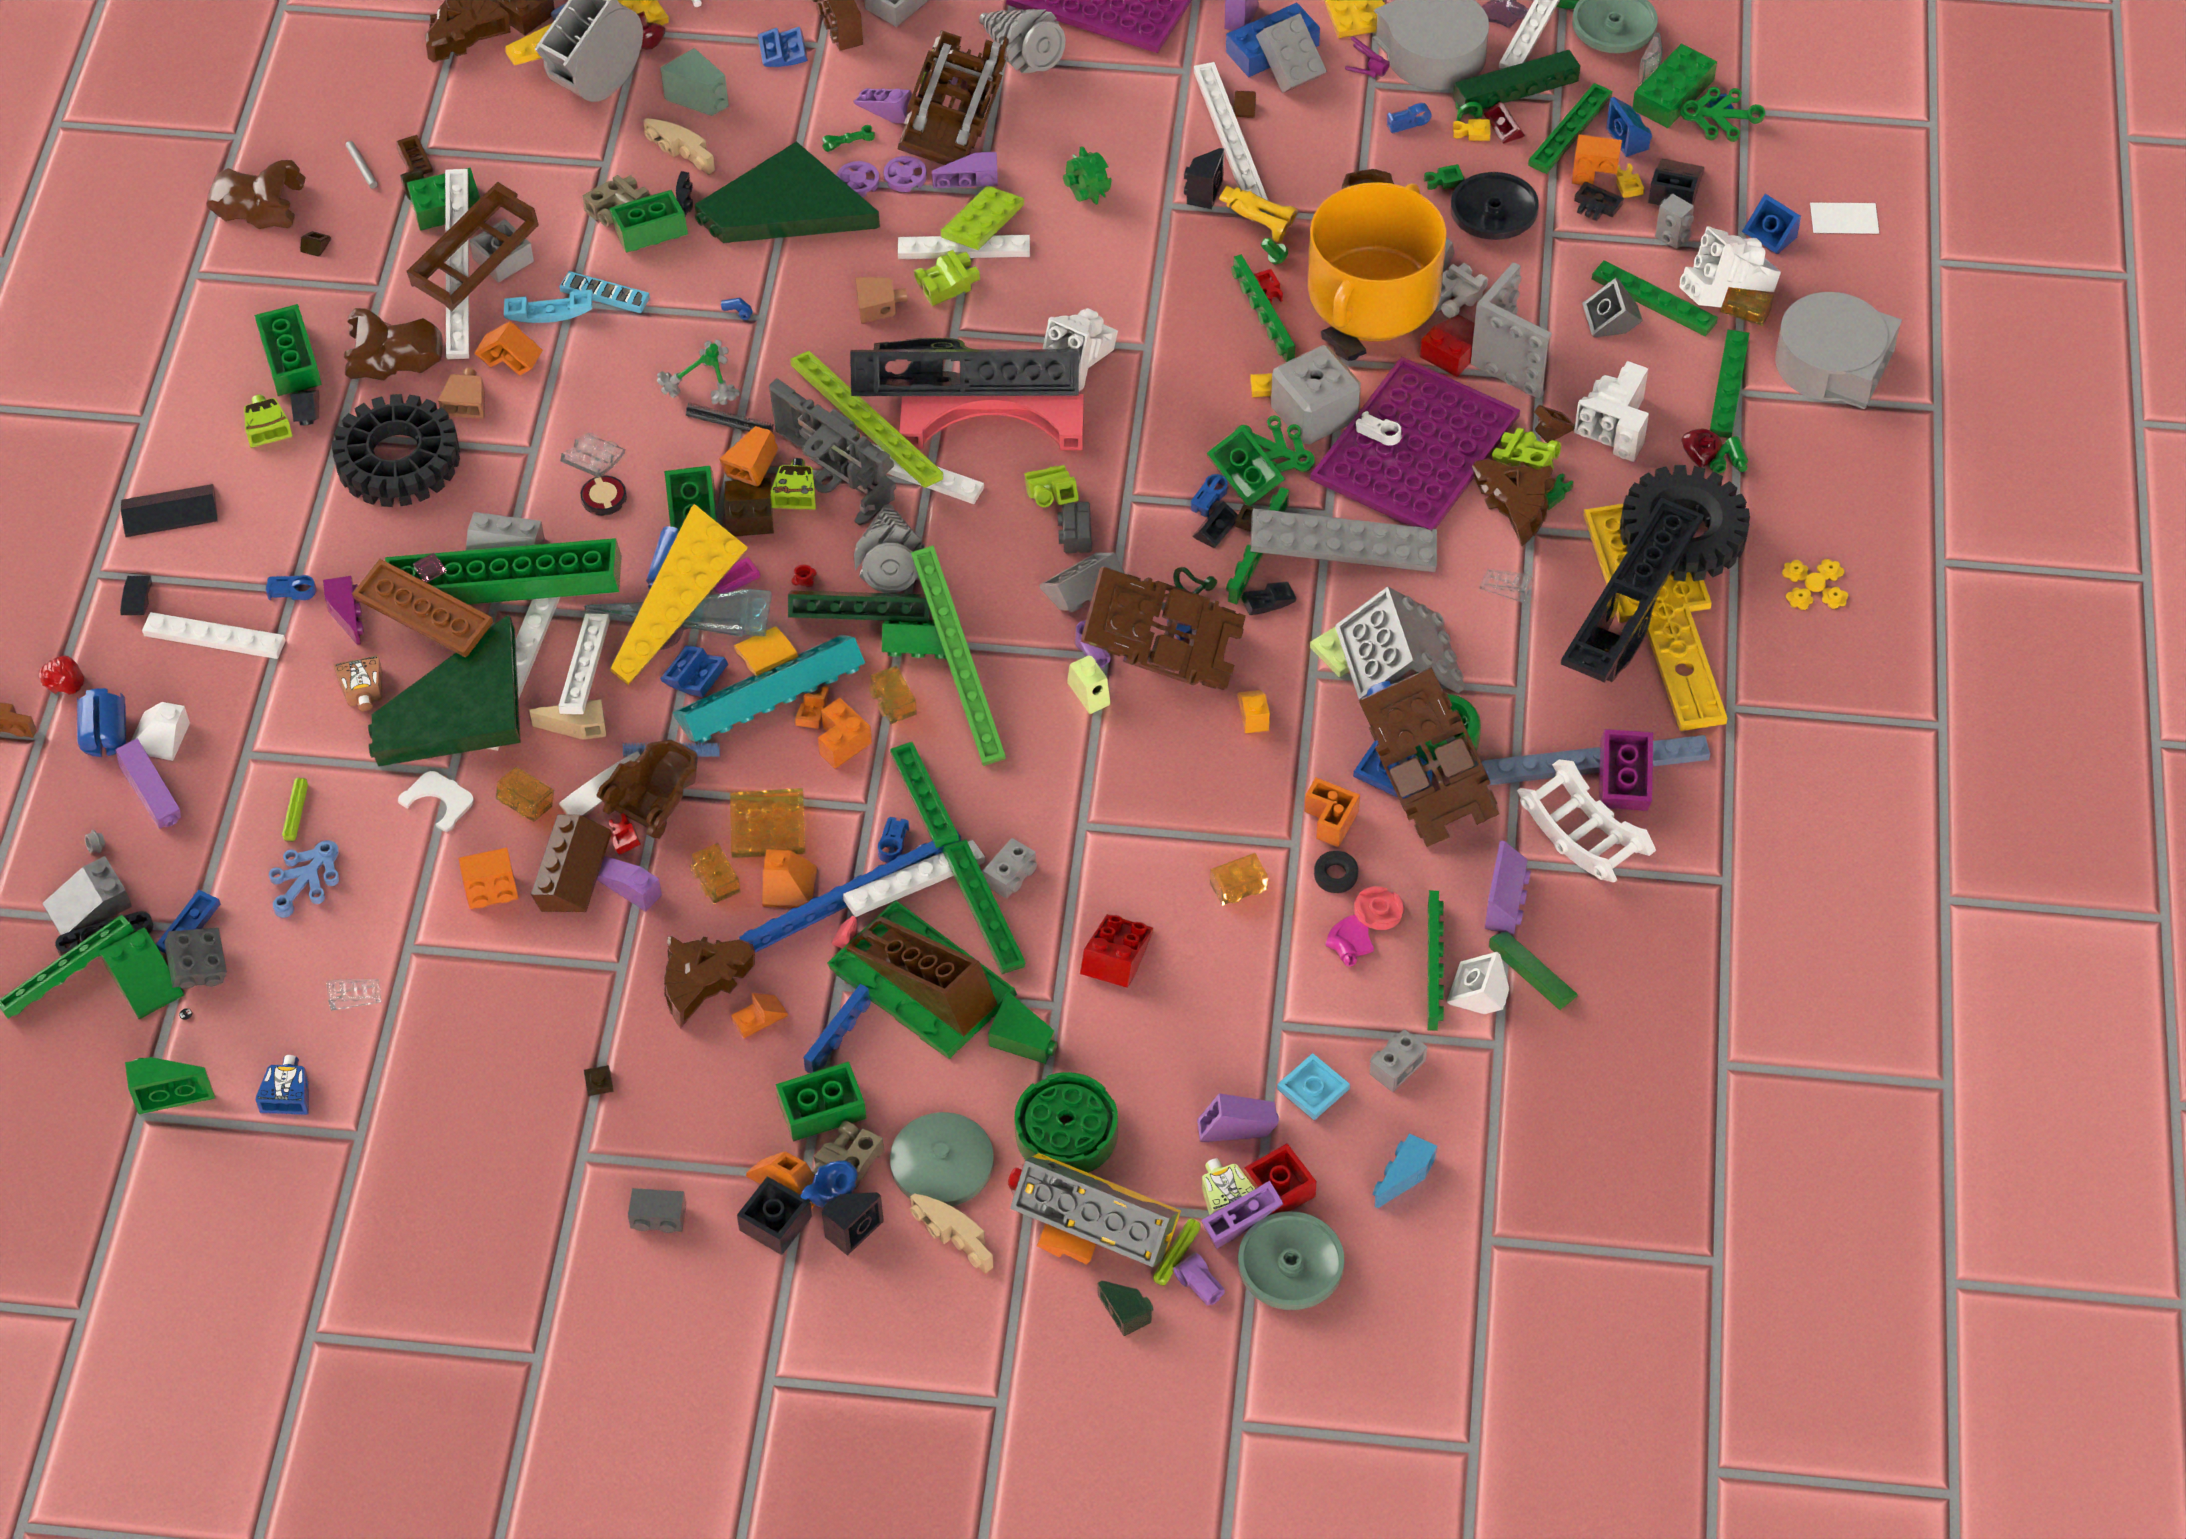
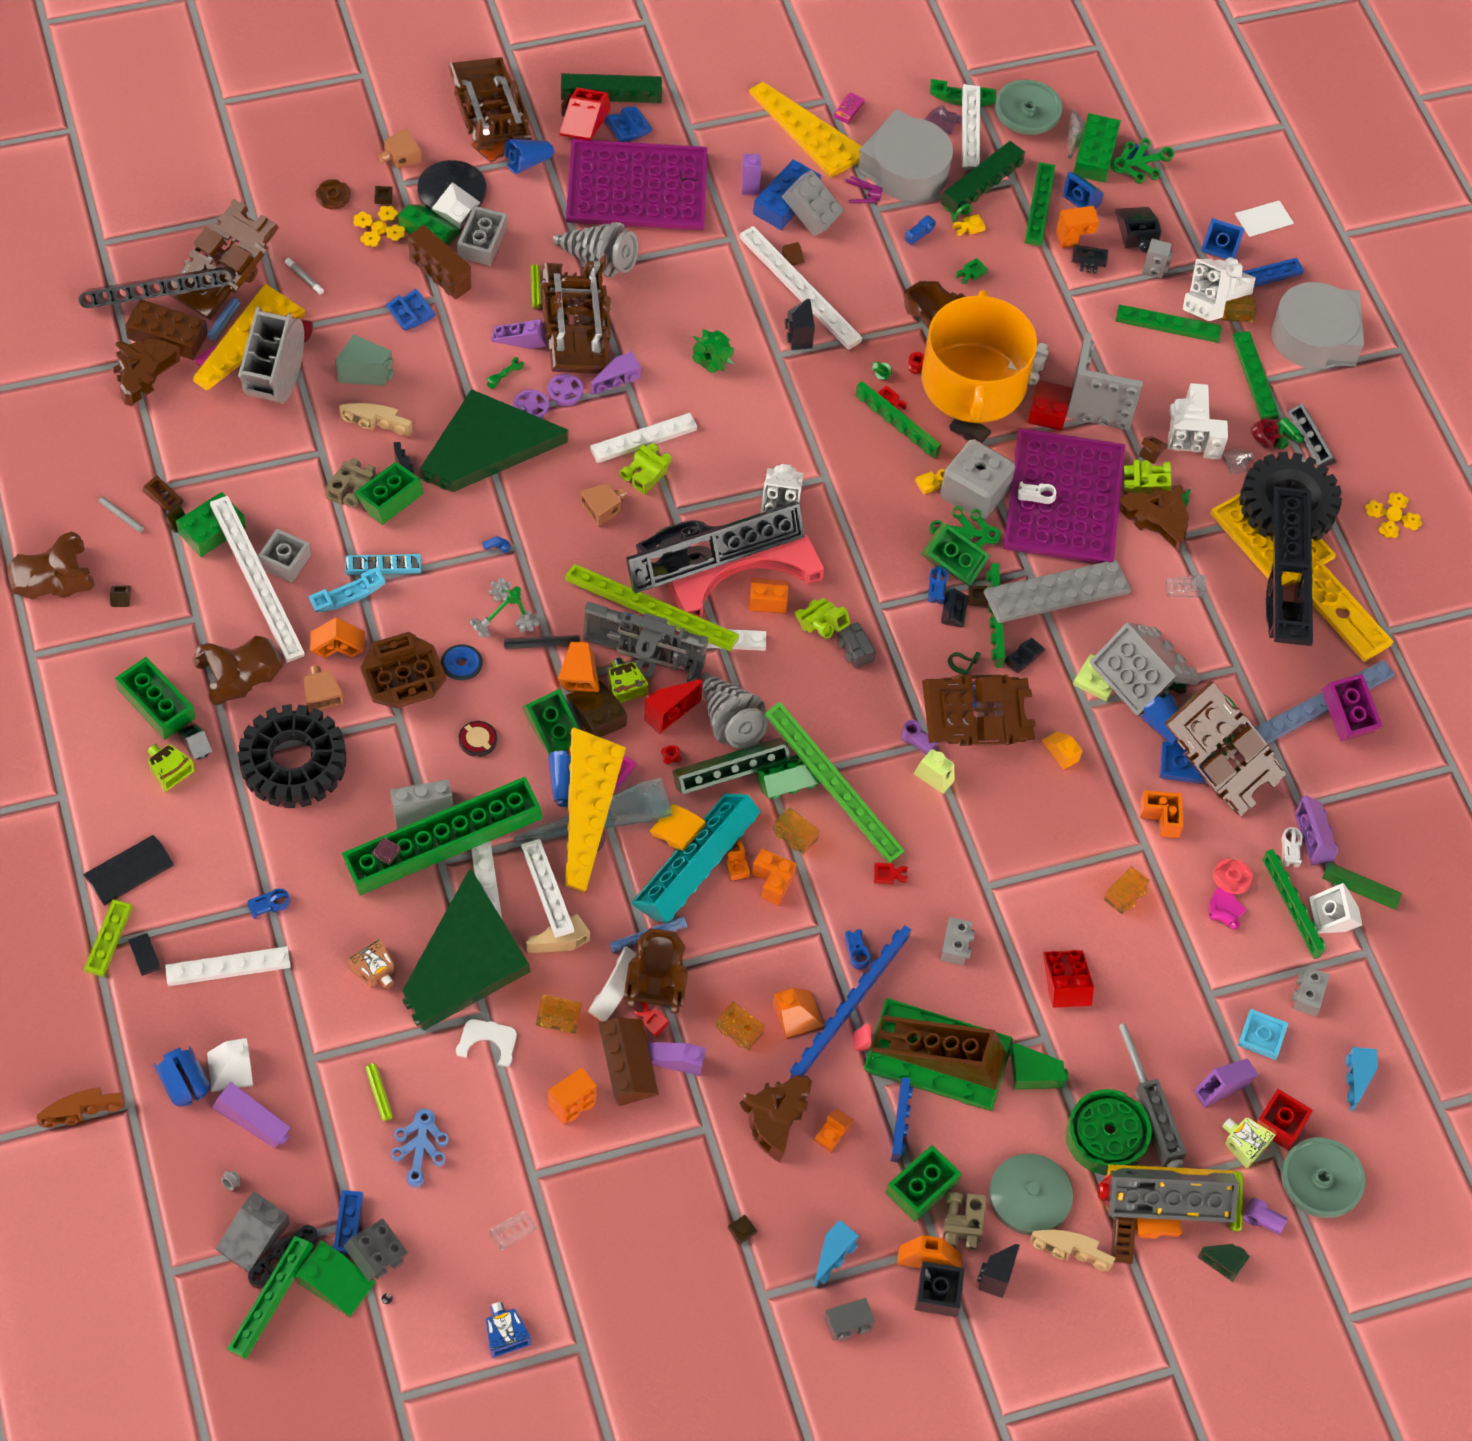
camera: 30 degrees left, 5 degrees up
(61, 675) = (122, 1046): red hair -> none
(110, 569) = (108, 938): none -> lime tile
(166, 1084) = (410, 1366): green slope -> none
(343, 605) = (321, 904): magenta slope -> none
(422, 608) = (400, 887): dark orange plate -> none
(460, 232) = (269, 512): reddish brown piece -> none
(556, 399) = (402, 656): none -> reddish brown piece
(593, 454) = (451, 707): clear slope -> none
(629, 425) = (465, 652): none -> blue wheel
(684, 1134) = (837, 1244): none -> dark azure slope
(694, 671) = (630, 863): blue slope -> none
(767, 822) = (756, 969): clear yellow plate -> none
(829, 521) = (671, 703): none -> red slope
(830, 1182) = (974, 1248): blue hair -> none
(903, 882) = (891, 975): white plate -> none
(924, 795) = (865, 905): green plate -> none
(973, 772) = (886, 873): none -> red plate
(982, 217) = (648, 409): lime plate -> none
(984, 906) = (957, 980): green plate -> none
(1006, 446) = (768, 595): none -> orange slope
(1026, 1229) = (1123, 1223): none -> reddish brown slope
(1078, 582) = (884, 687): light grey slope -> none
(1133, 1118) = (1151, 1097): none -> dark grey piece
(1241, 1214) = (1274, 1156): medium lavender slope -> none
(1249, 206) = (846, 339): yellow piece -> none
(1331, 884) = (1188, 869): black tyre -> none
(1468, 902) = (1291, 849): none -> white piece
(1494, 205) = (1023, 283): black dish -> none
(1504, 123) = (989, 213): dark red slope -> none
(1600, 816) = (1348, 749): white fence -> none
(1611, 310) = (1146, 343): dark grey slope -> none
(1629, 183) = (1105, 237): yellow plate -> none
(1648, 463) = (1237, 460): none -> clear slope
(1762, 468) = (1311, 435): none -> slope
(1816, 278) = (1276, 271): none -> blue plate

